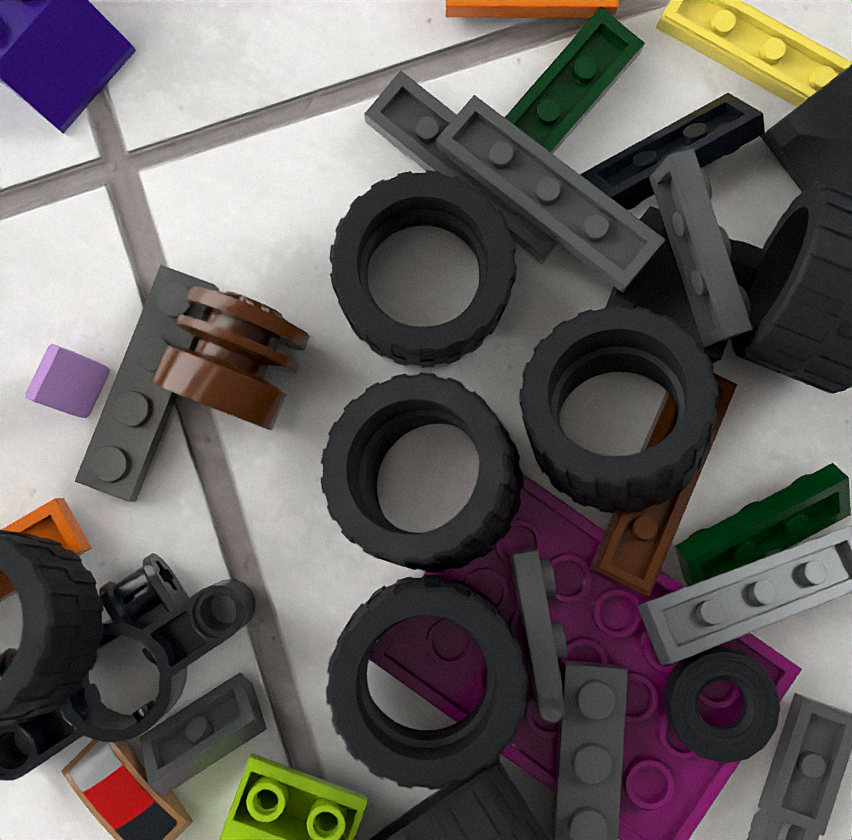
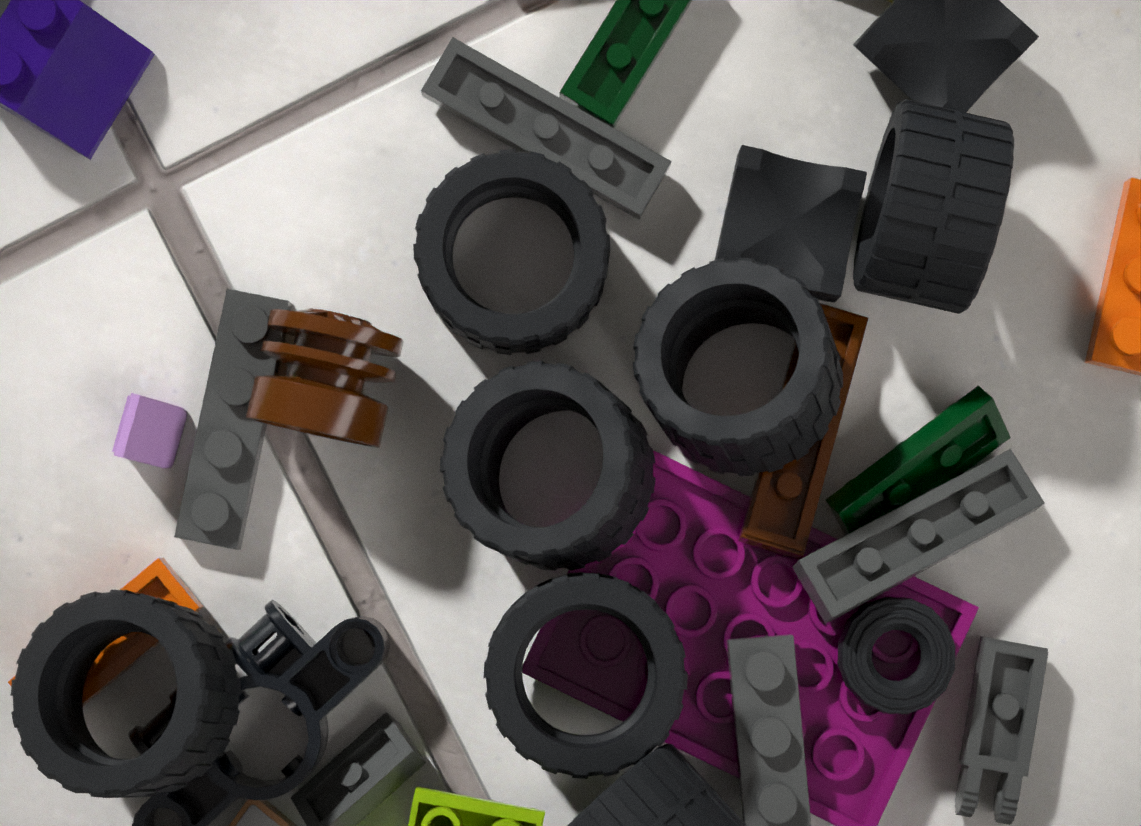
camera: 15 degrees left, 0 degrees up
(542, 638) = (698, 616): dark grey hinge -> none
(549, 194) = (631, 150): dark grey plate -> none
(700, 249) = (798, 186): dark grey plate -> none
(711, 130) = (759, 80): black plate -> none

